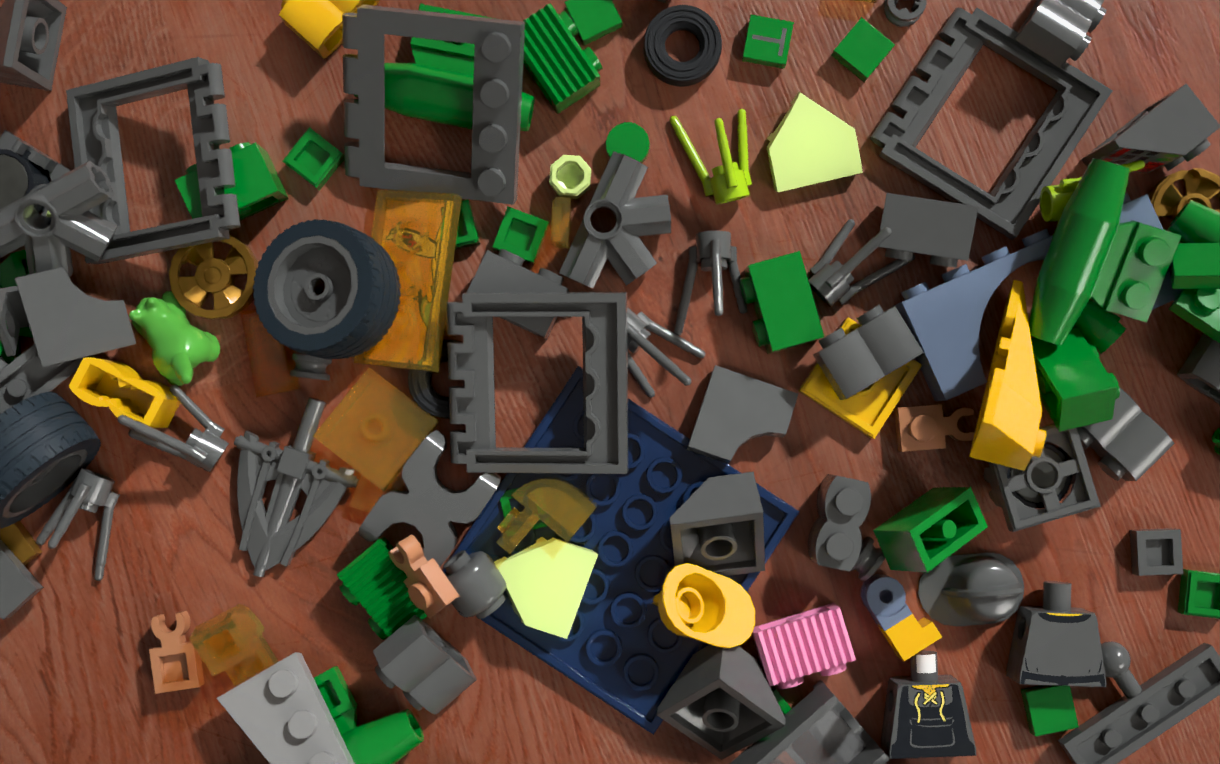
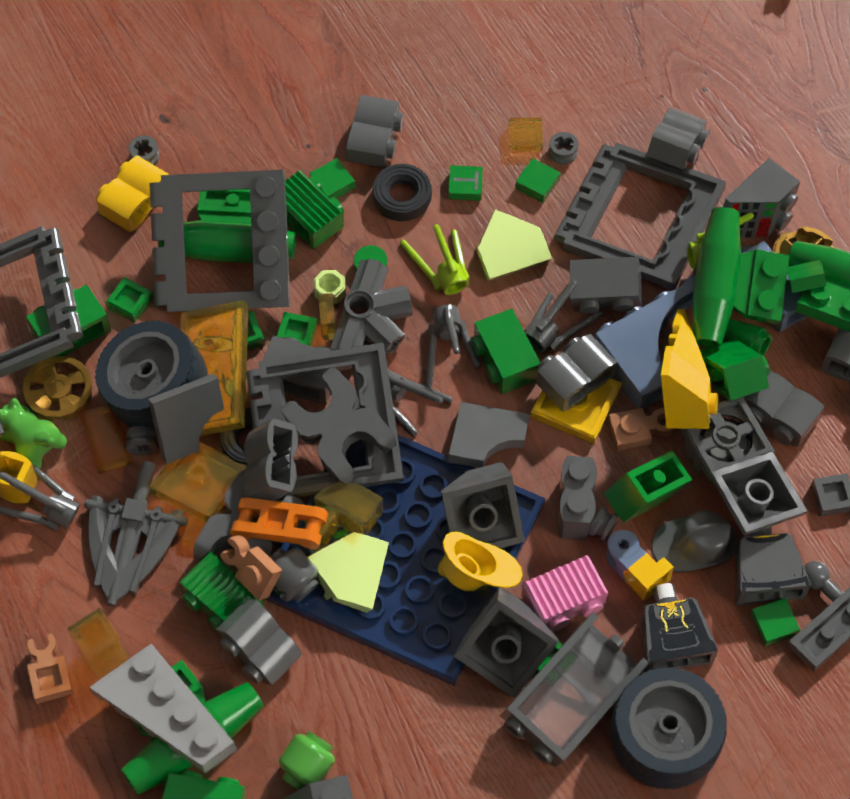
camera: 15 degrees left, 25 degrees down
(358, 360) = (183, 414): none -> dark grey tile
(459, 453) = (270, 460): none -> dark grey brick
(463, 527) = (279, 522): none -> orange plate
(552, 405) = (339, 426): none -> dark grey piece
(1068, 565) = (758, 493): none -> dark grey slope

